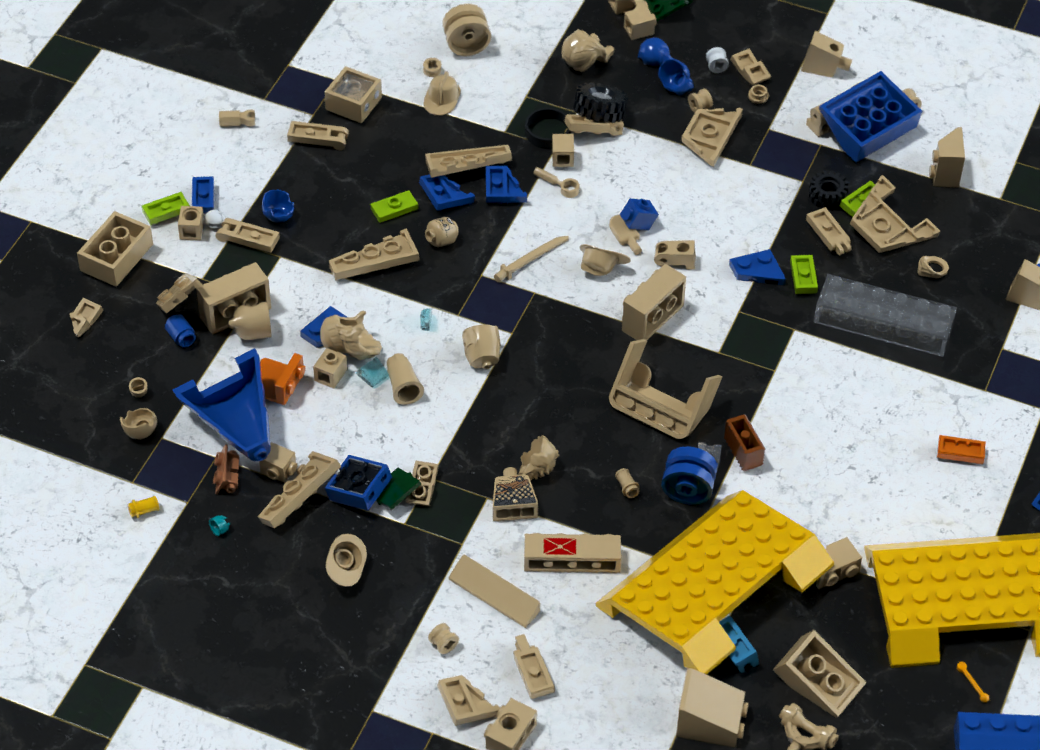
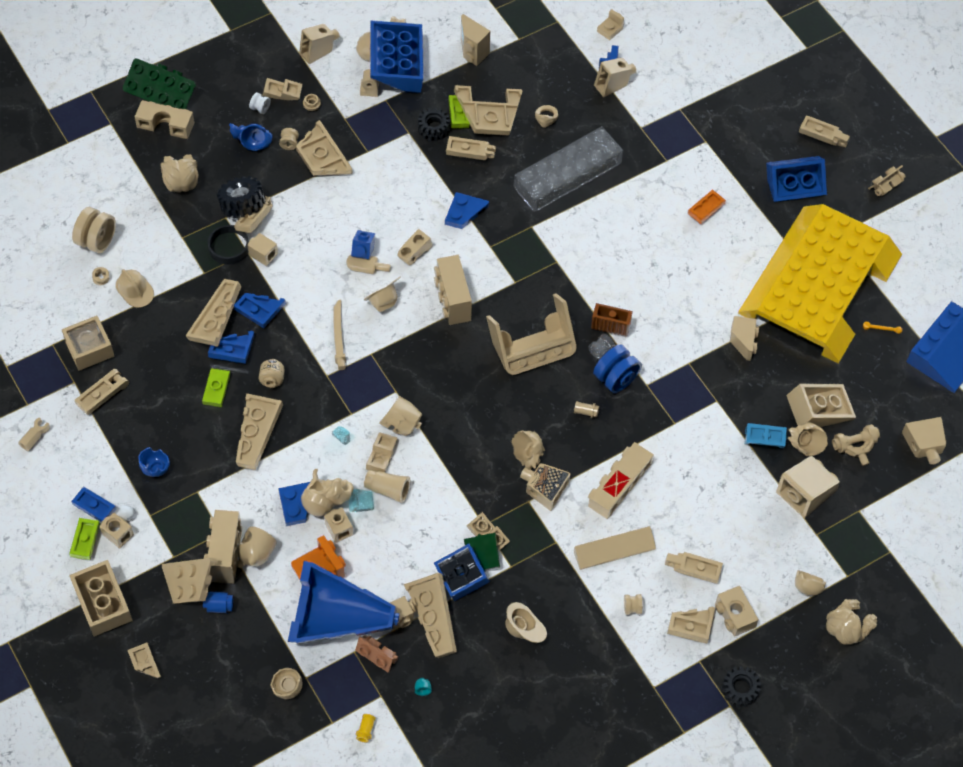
camera: 55 degrees left, 10 degrees up
(138, 384) = (254, 666): tan hinge -> none
(247, 235) = (161, 500): tan plate -> none
(440, 357) = (381, 452): none -> tan slope
(565, 183) = (279, 273): tan piece -> none
(650, 51) = (215, 134): blue hair -> none
(712, 571) = (705, 411): yellow slope -> none
(765, 681) = (808, 439): none -> tan hair
(803, 274) = (494, 188): lime plate -> none

